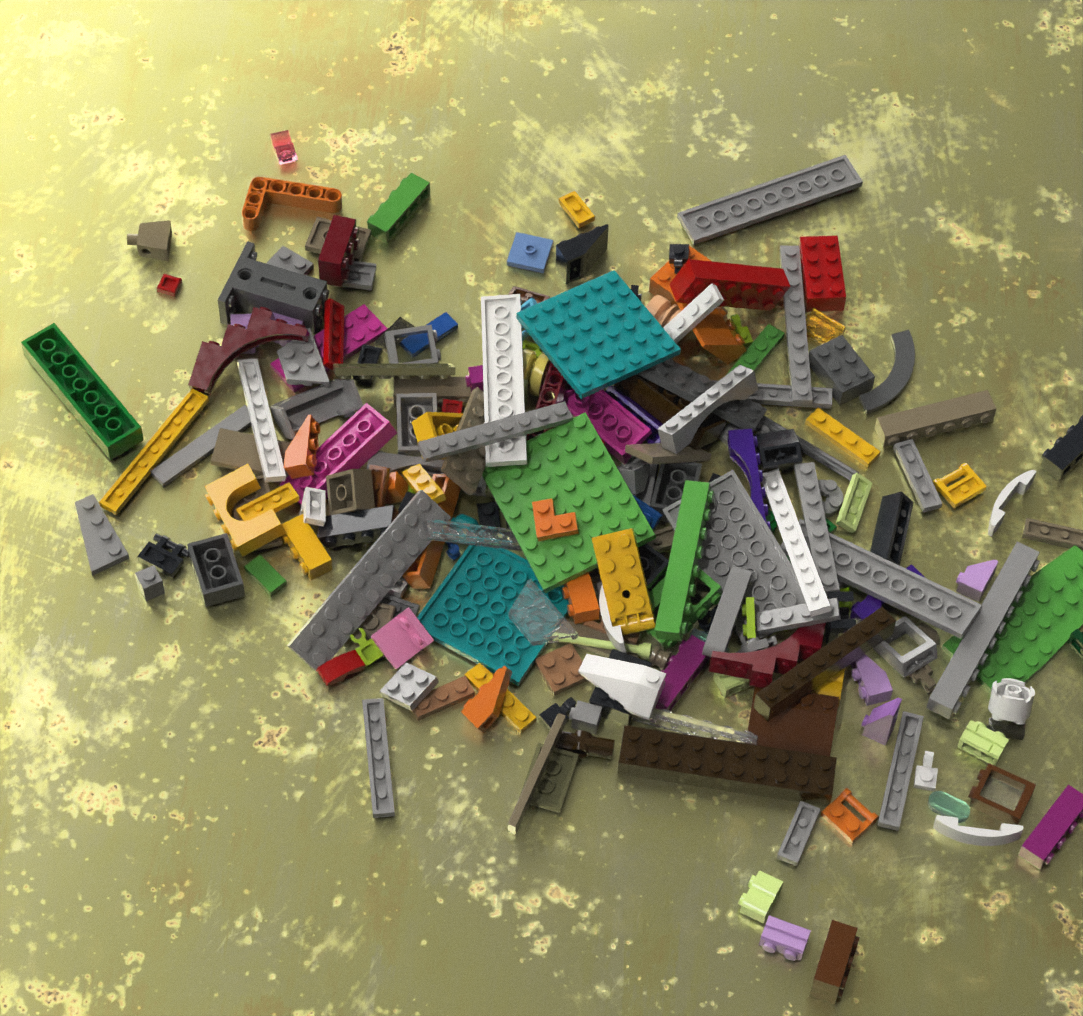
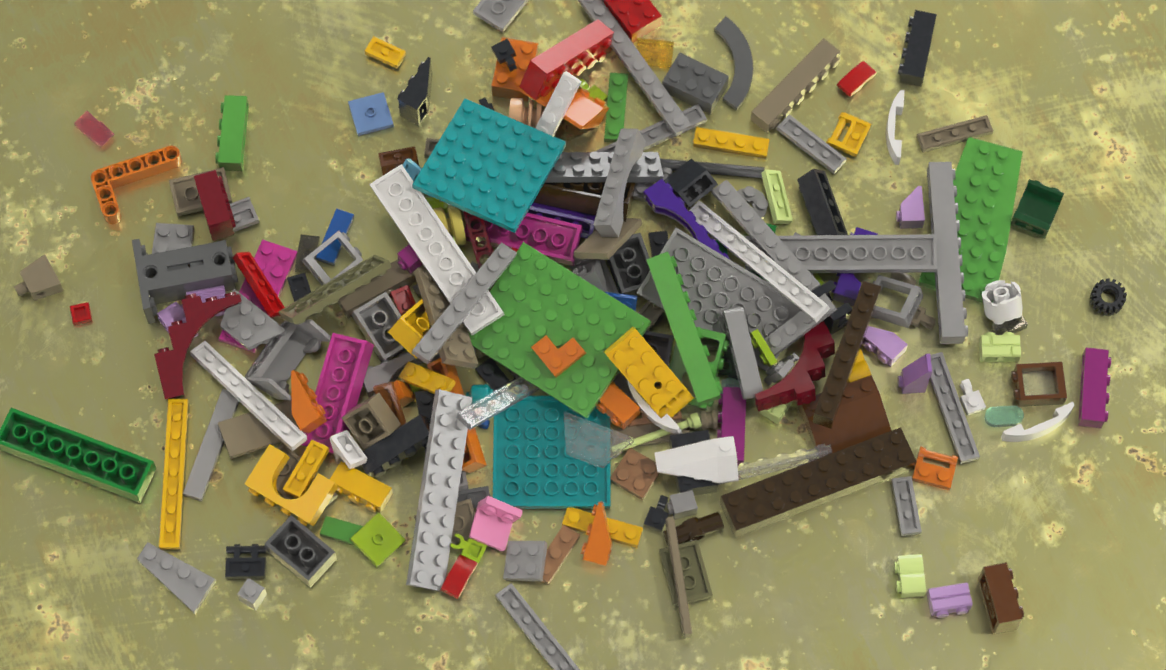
camera: 30 degrees left, 10 degrees up
(290, 598) = (377, 539): none -> lime plate
(994, 442) = (854, 79): none -> red slope

